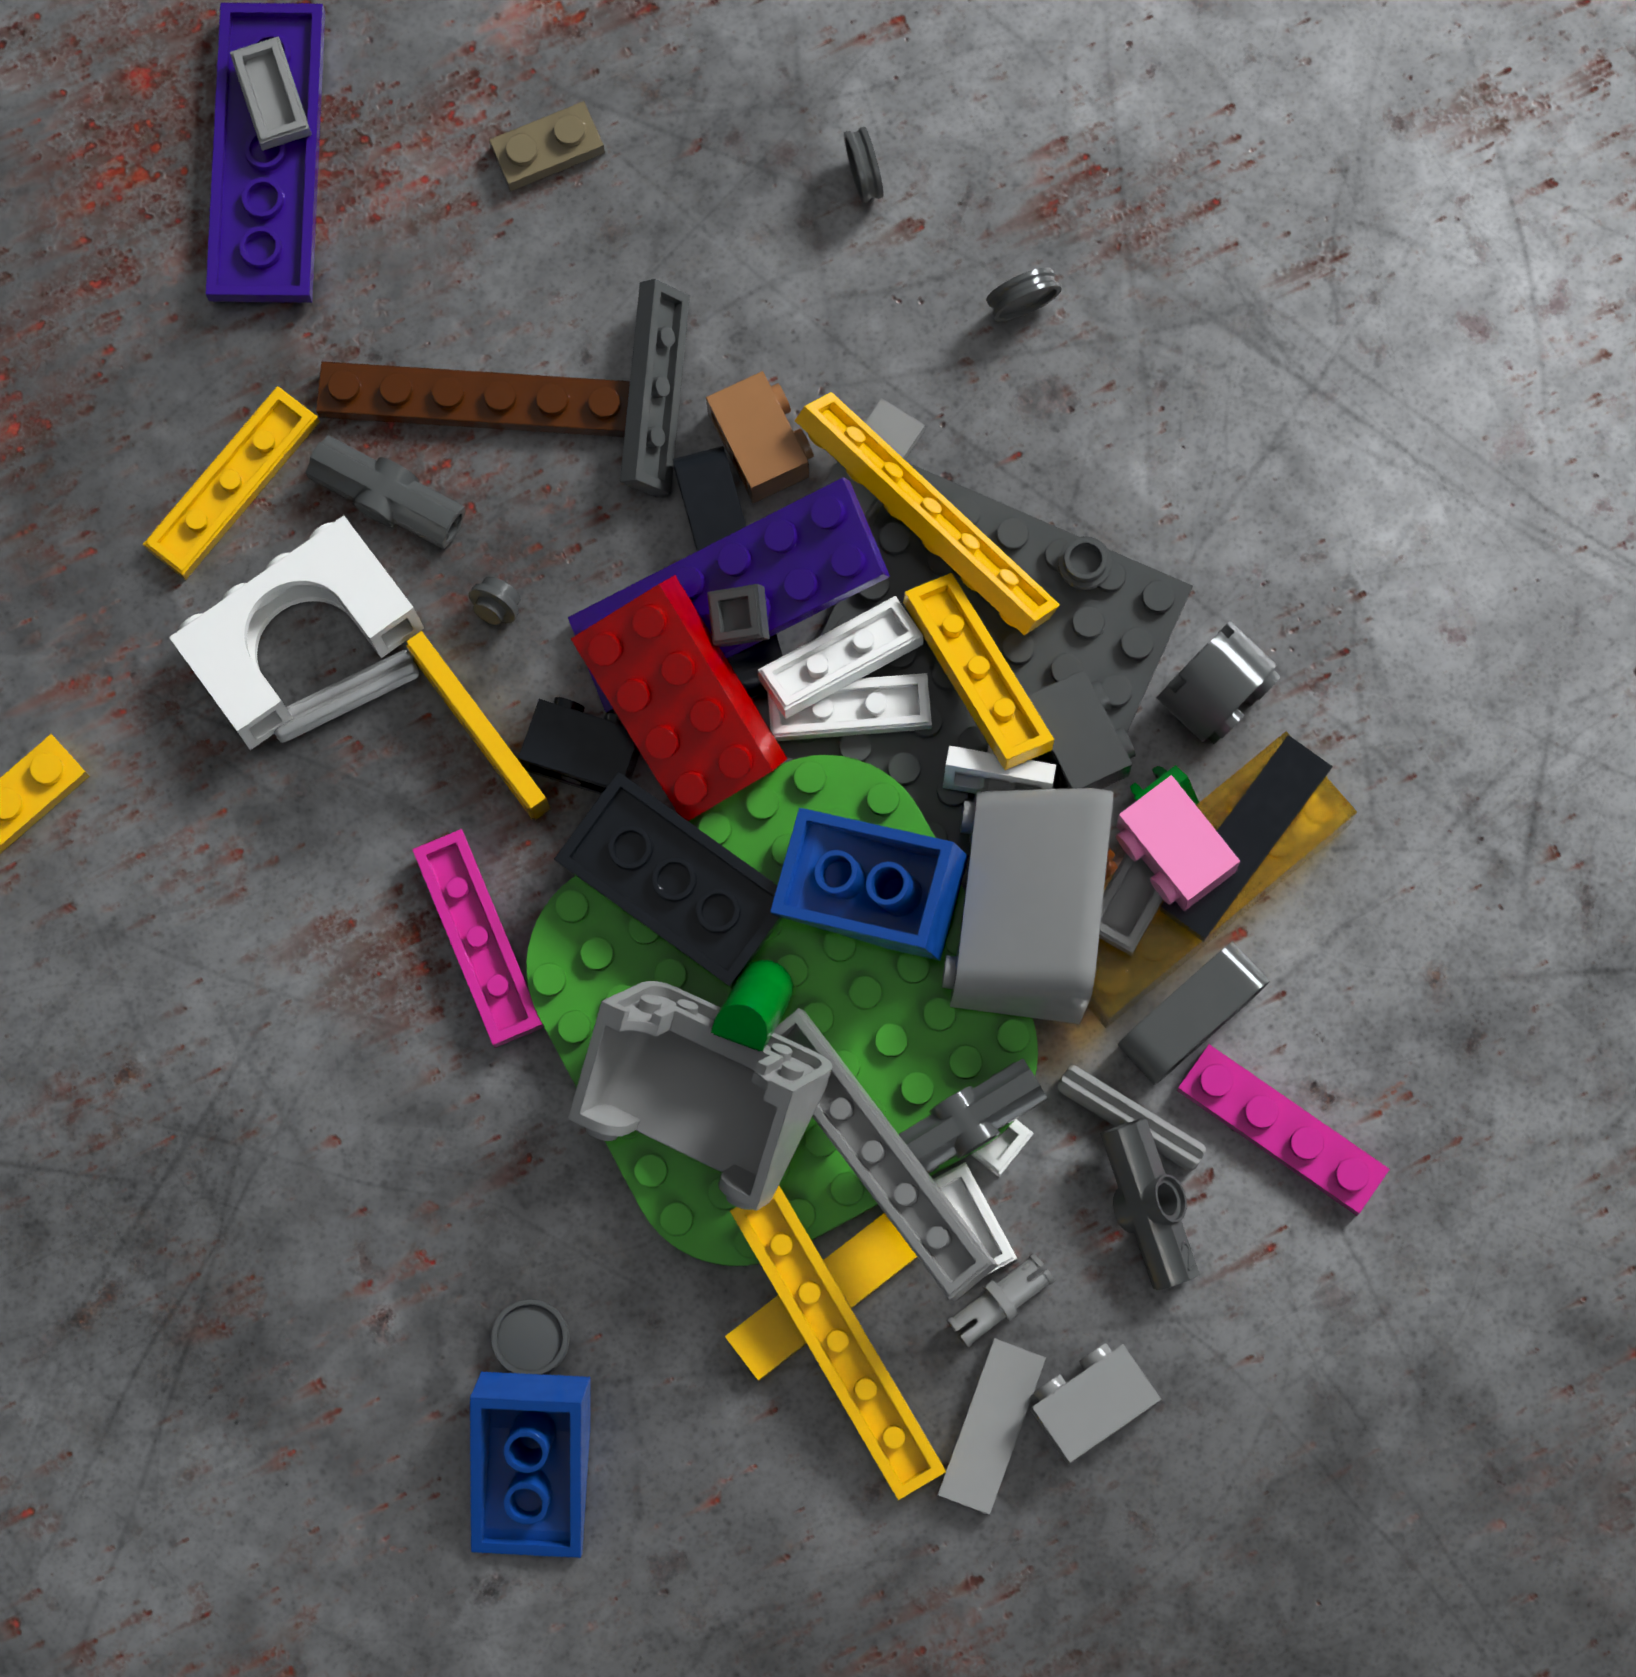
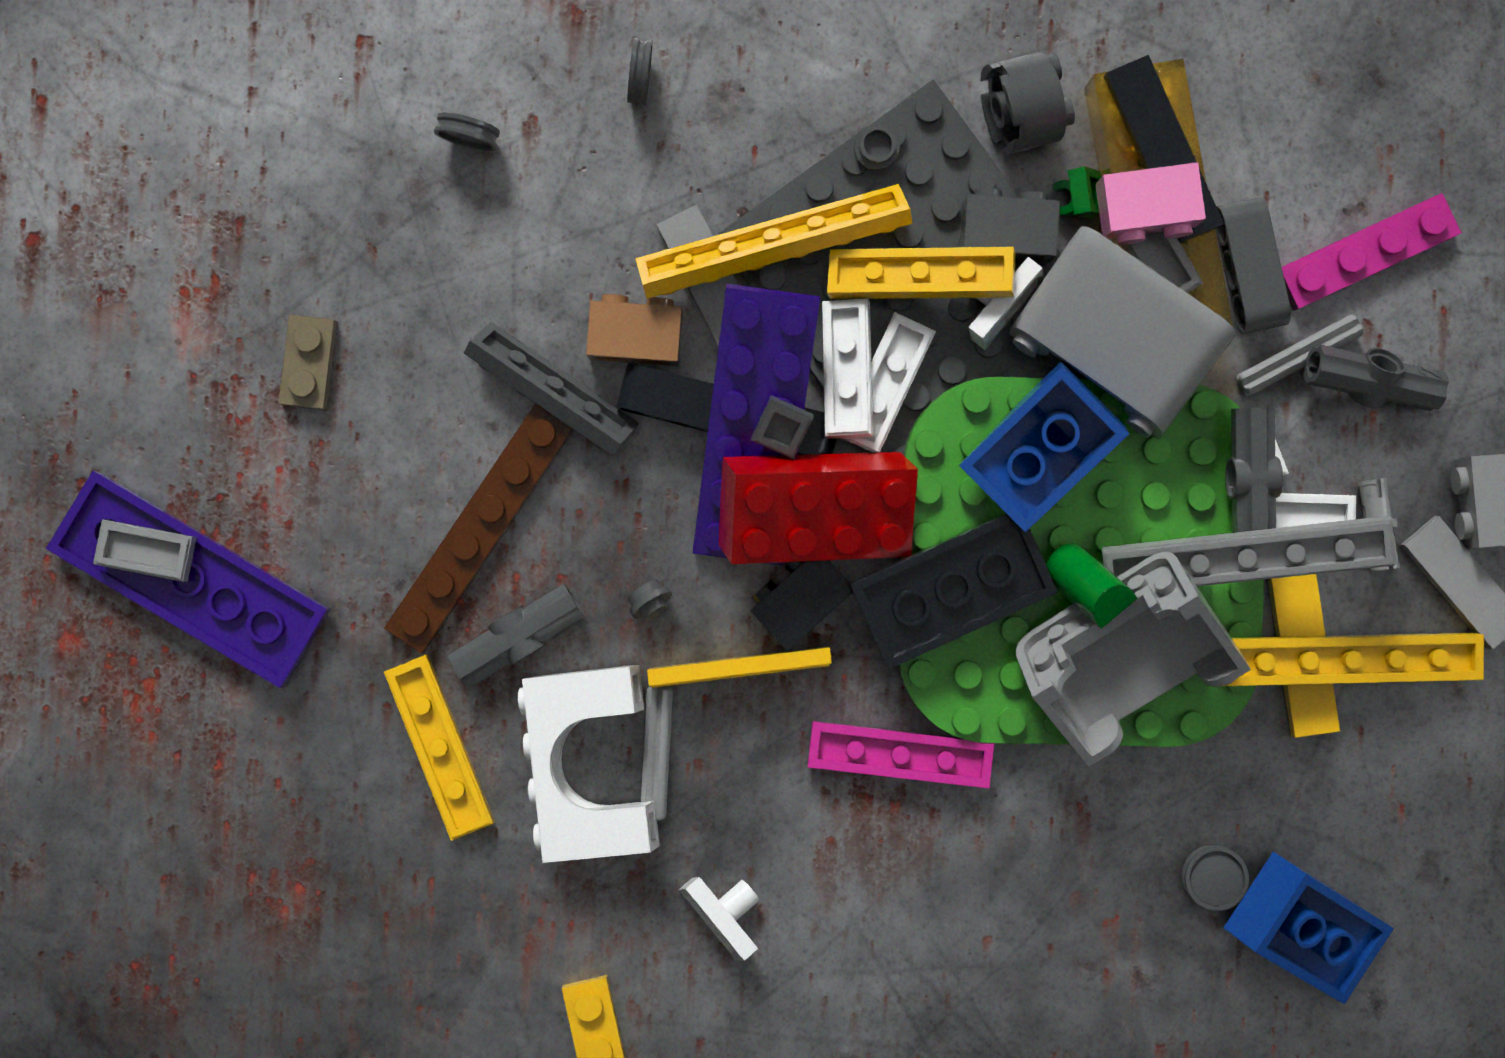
camera: 65 degrees left, 10 degrees up
(216, 850) = (723, 913): none -> white tile

